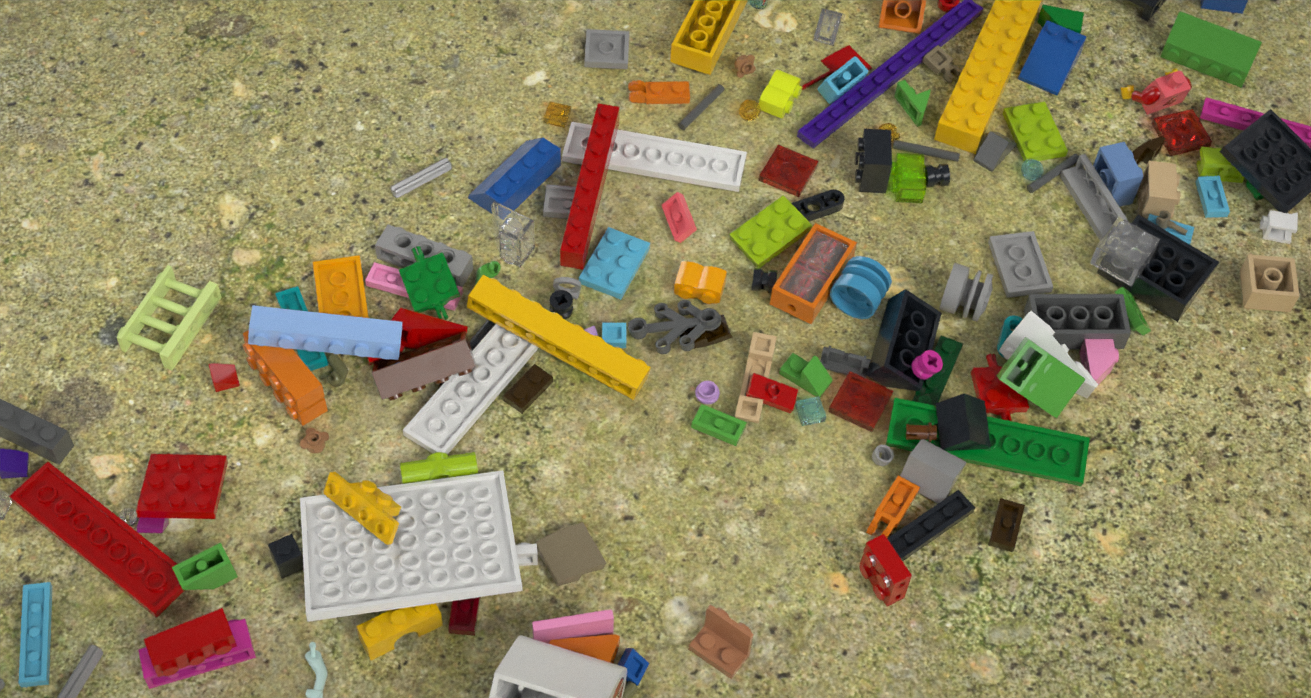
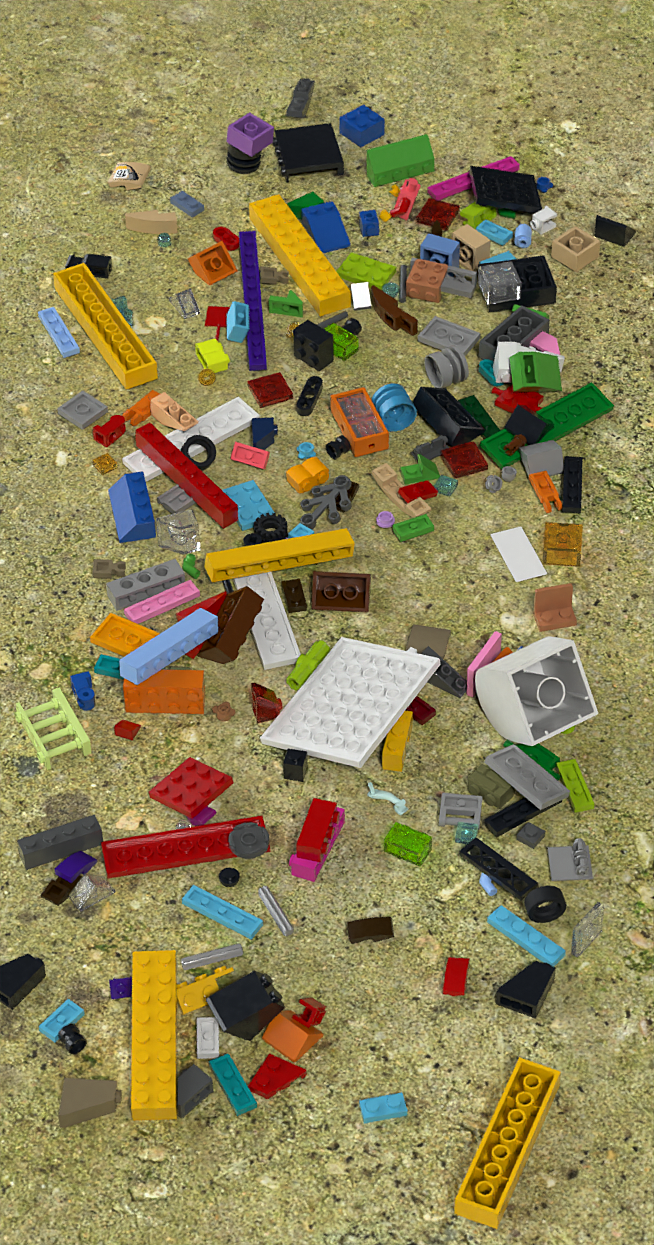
camera: 45 degrees left, 10 degrees down
(91, 605) = (229, 877): none -> black plate
(144, 589) = (249, 840): none -> dark grey tile
(205, 570) = (268, 800): bright green slope -> none
(240, 305) = (81, 686): none -> blue leg
(345, 462) = (264, 703): none -> clear red slope
(365, 505) = (305, 704): yellow bracket -> none
(418, 210) = (105, 568): none -> dark tan plate
(421, 177) = (80, 552): light grey axle -> none
(429, 283) = (174, 588): green plate -> none
(532, 597) = (446, 677): none -> dark grey slope
(568, 424) = (341, 591): none -> reddish brown slope
(575, 291) = (239, 540): light grey piece -> none
(596, 293) = (271, 521): none -> black tyre
(602, 88) = (110, 431): none -> red leg
(634, 156) = (207, 444): none -> black tyre
(666, 116) = (170, 413): none -> light nougat slope
(683, 124) = (175, 389): dark grey bar -> none
(717, 206) = (263, 432): none -> dark blue slope
(737, 253) = (306, 450): none -> medium azure plate
(745, 65) = (171, 357): medium nougat plate -> none
(770, 231) = (307, 422): lime plate -> none
(781, 548) = (518, 554): none -> white sticker
(827, 580) = (562, 544): none -> clear yellow brick
(850, 457) = (497, 483): none -> light grey plate
(885, 570) = (585, 511): red piece -> none
(927, 364) = (476, 413): dark pink wheel -> none
(999, 191) = (390, 314): none -> reddish brown slope
(1006, 525) = (605, 453): dark brown plate -> none
(1071, 186) = (426, 280): none -> nougat bracket
(1099, 87) = (369, 223): none -> blue brick
(1164, 222) = (493, 257): dark tan hand -> none
(1236, 224) = (523, 236): none -> light blue brick

